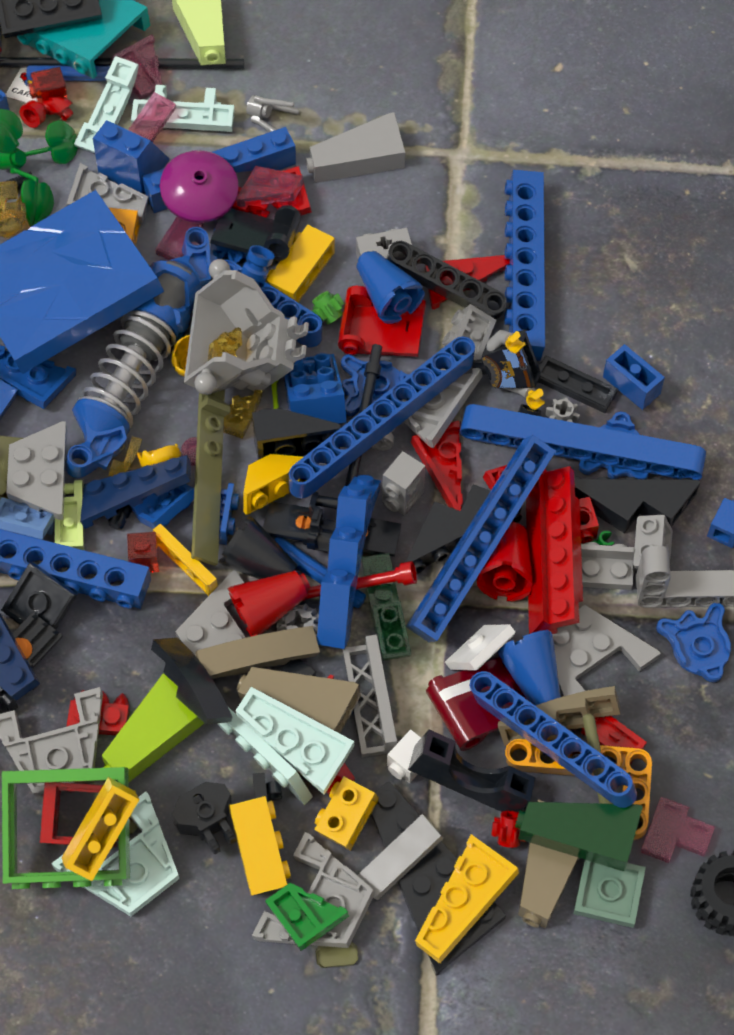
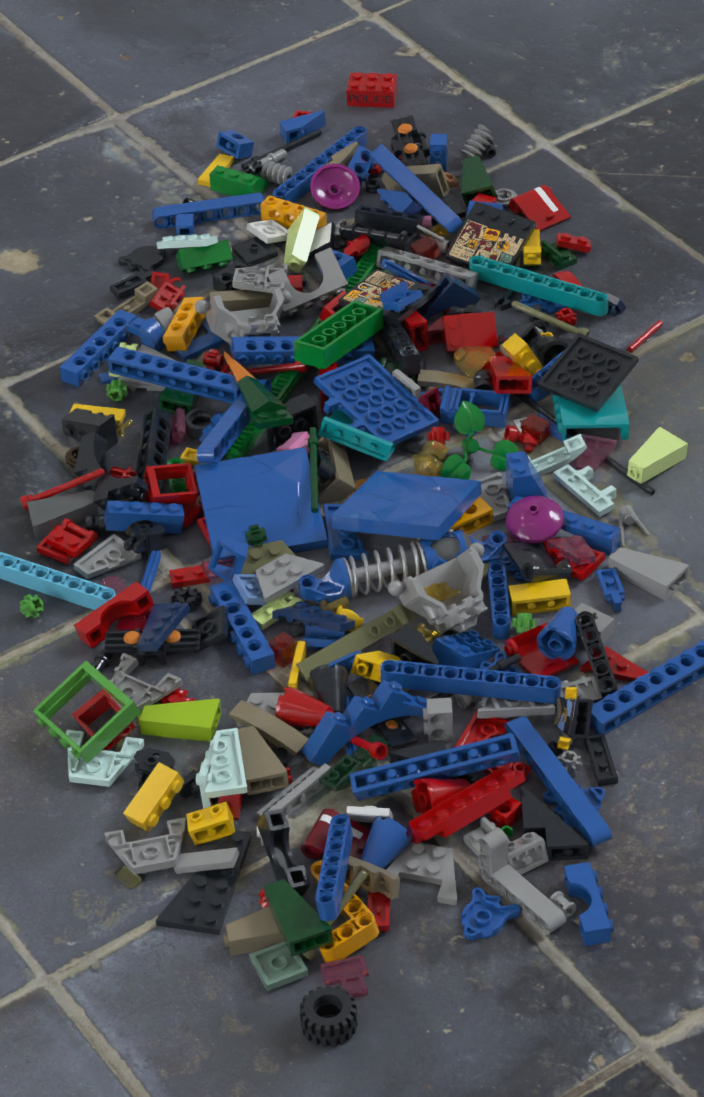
camera: 55 degrees right, 20 degrees down
(100, 829) = (89, 713): yellow brick -> none
(153, 117) = (562, 478): clear pink tile -> none
(194, 683) = (220, 707): black slope -> none
(258, 261) = (509, 573): blue wheel -> none
(304, 914) = (131, 840): green wing -> none
(348, 197) = (611, 587): none -> blue hinge
(471, 890) = (206, 900): yellow wing -> none
(633, 377) = (629, 776): blue brick -> none

